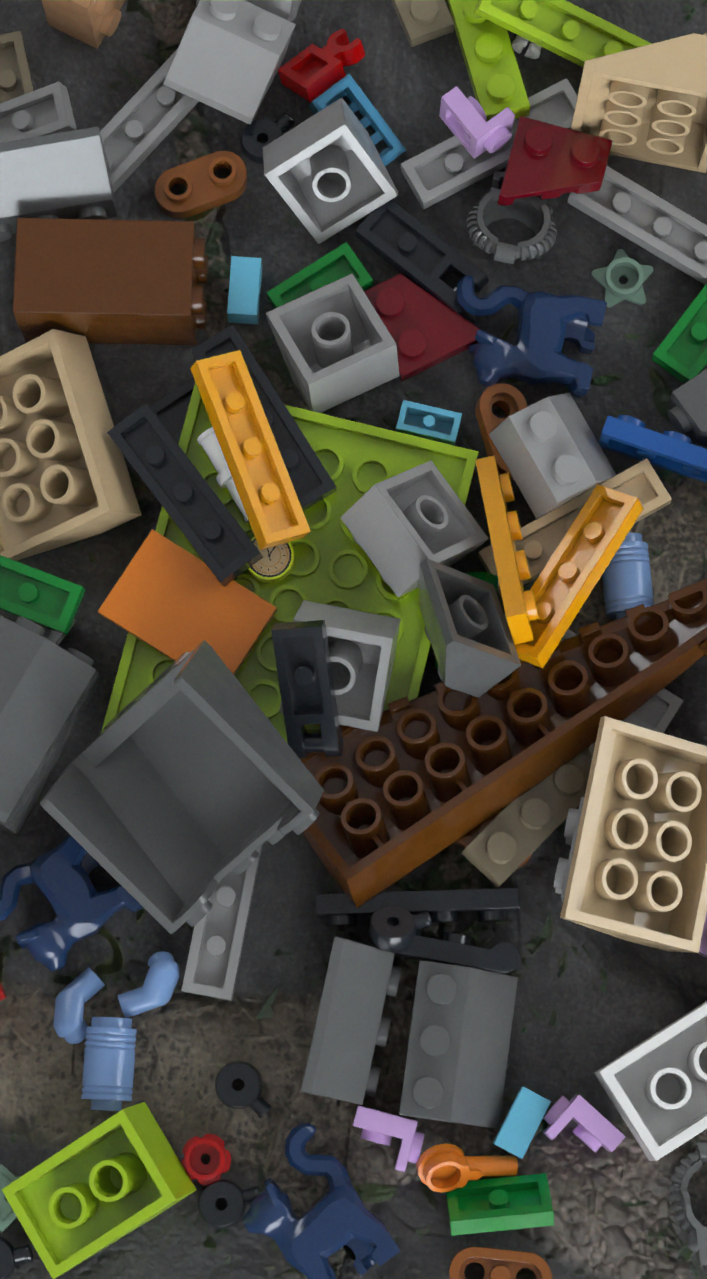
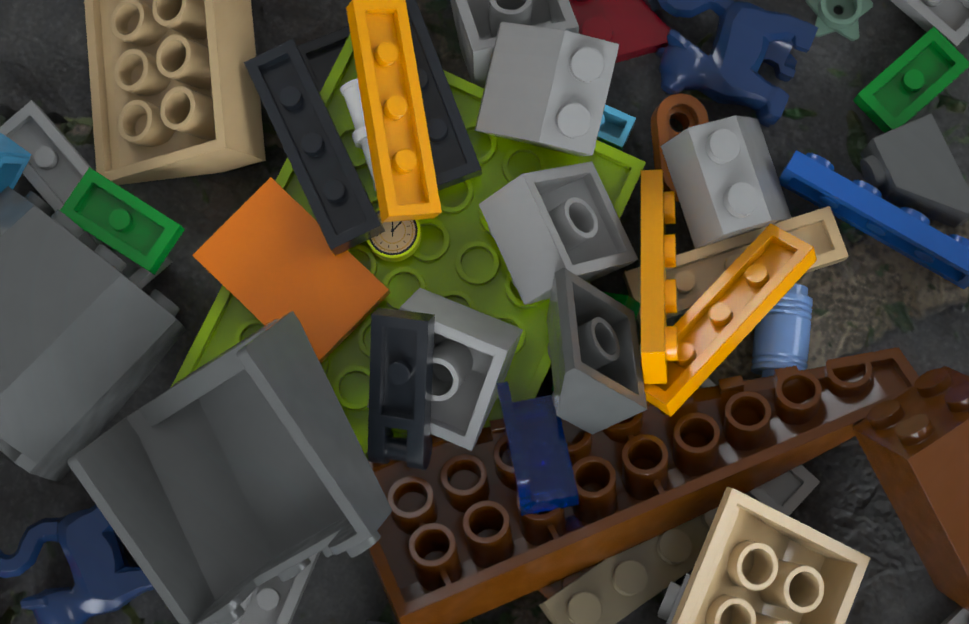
camera: 10 degrees right, 0 degrees up
(379, 405) = (547, 88): none -> light grey slope
(434, 721) = (537, 453): none -> clear blue panel

